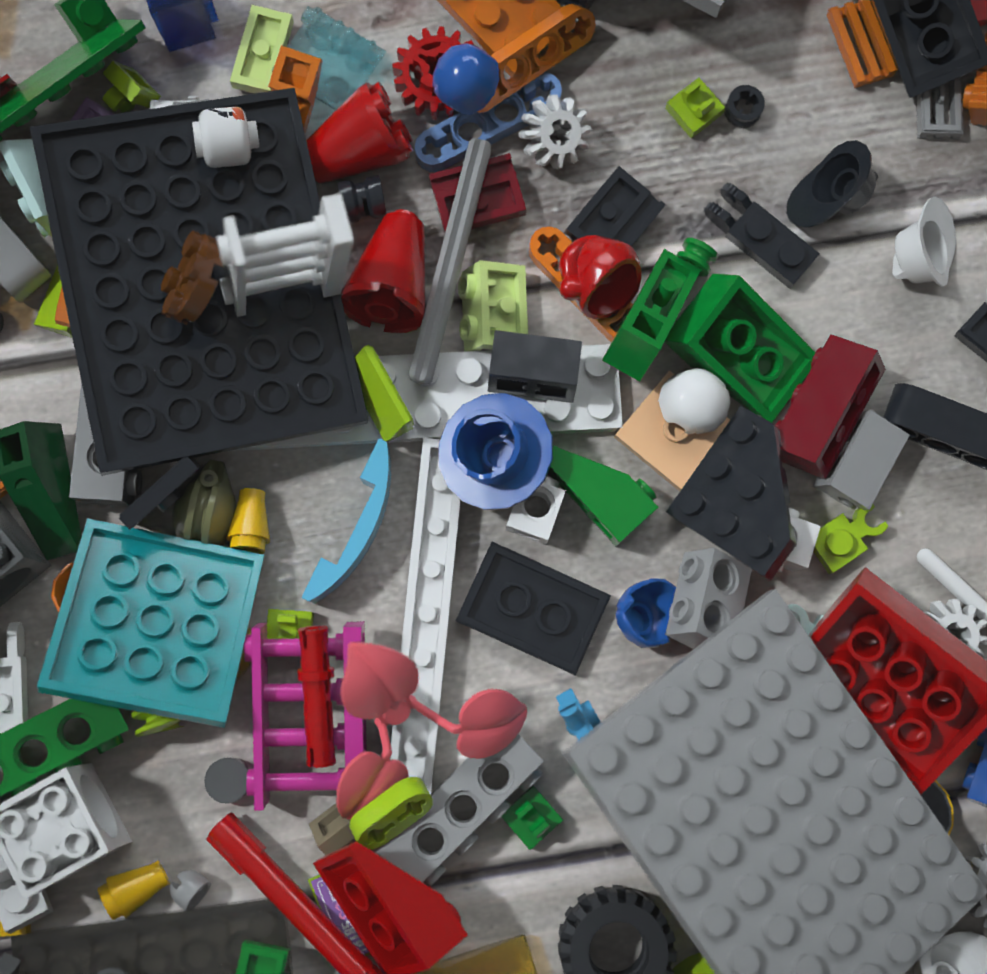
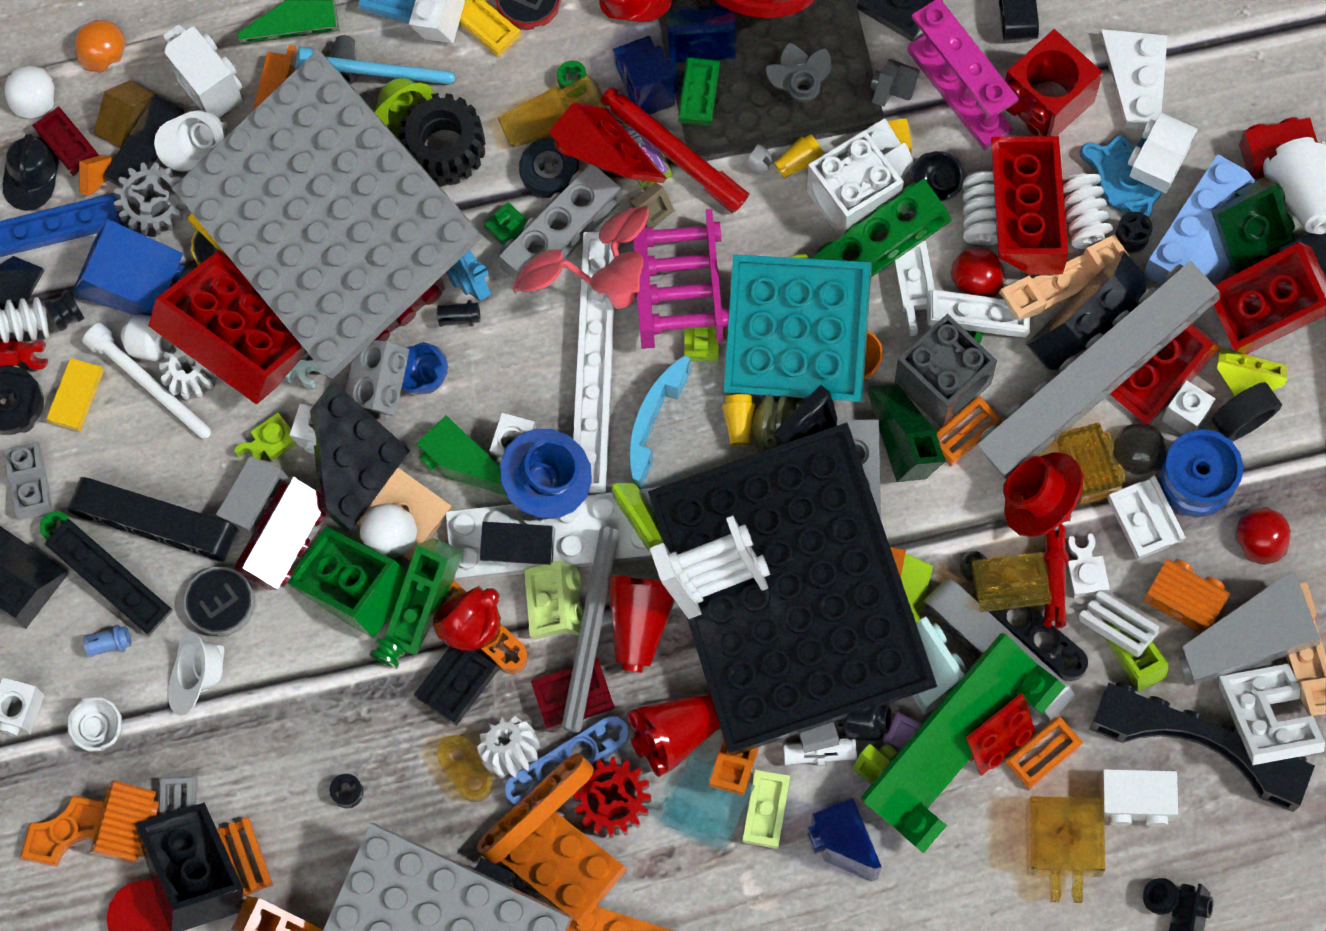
camera: 175 degrees left, 10 degrees down
(191, 283) = (786, 562): reddish brown plate -> none
(224, 137) = (777, 689): white head -> none
(226, 780) = (738, 236): dark grey tile -> none
(316, 689) = (671, 295): red pin -> none
(353, 198) = (669, 682): black wheel -> none
(391, 813) = (609, 209): lime beam -> none
(465, 78) = (584, 769): blue hair -> none
(490, 879) = (533, 162): none -> black bush
(533, 608) = (512, 373): black tile -> none
(601, 691) = (459, 314): none -> black pin
(609, 120) = (465, 769): none -> clear yellow plate
(695, 107) = (389, 788): lime tile -> none
(762, 236) = (330, 677): black hinge -> none
(835, 186) = (274, 715): black piece -> none
(904, 335) = (219, 601): none -> black tile

